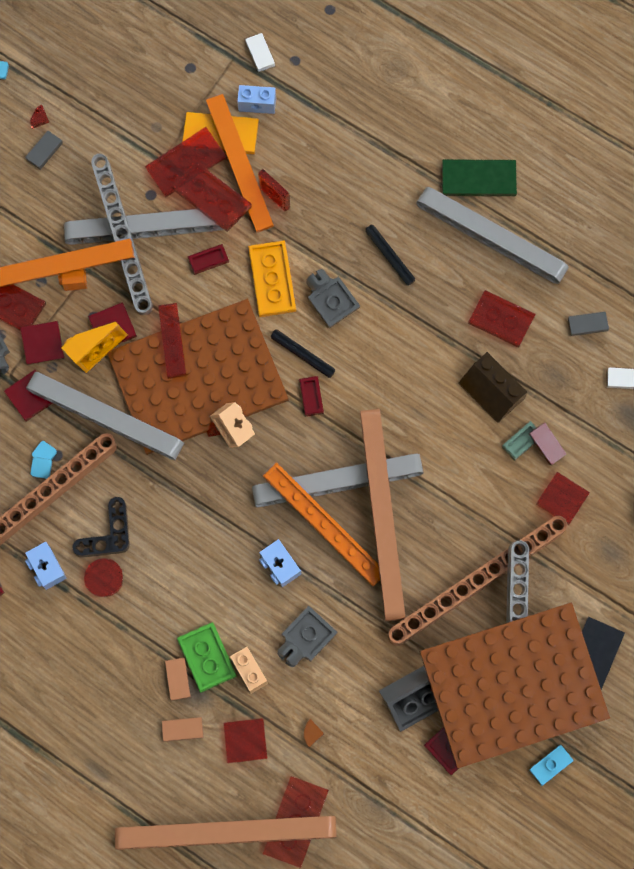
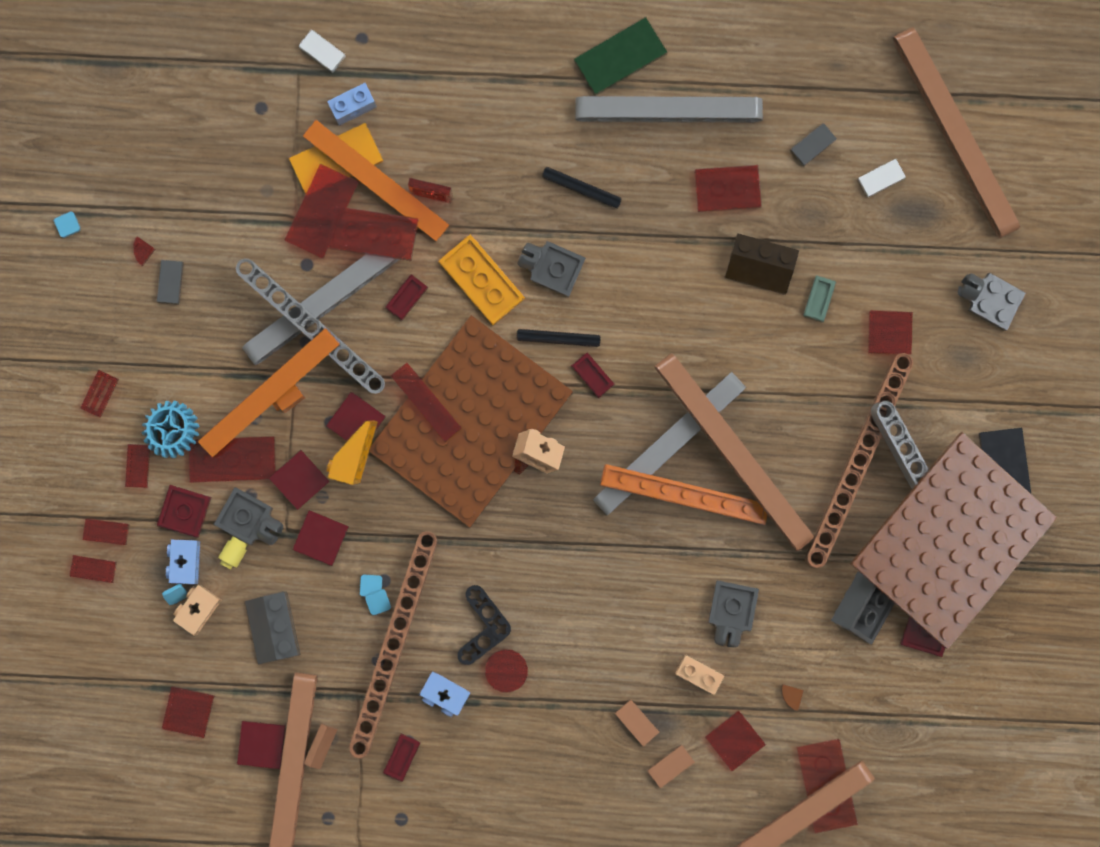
camera: 35 degrees left, 10 degrees up
(105, 416) = (409, 516): light grey beam -> none
(206, 657) = (650, 685): bright green tile -> none
(289, 569) = (677, 555): light blue brick -> none
(547, 443) = (845, 288): tile -> none
(551, 765) = (1026, 591): medium azure plate -> none

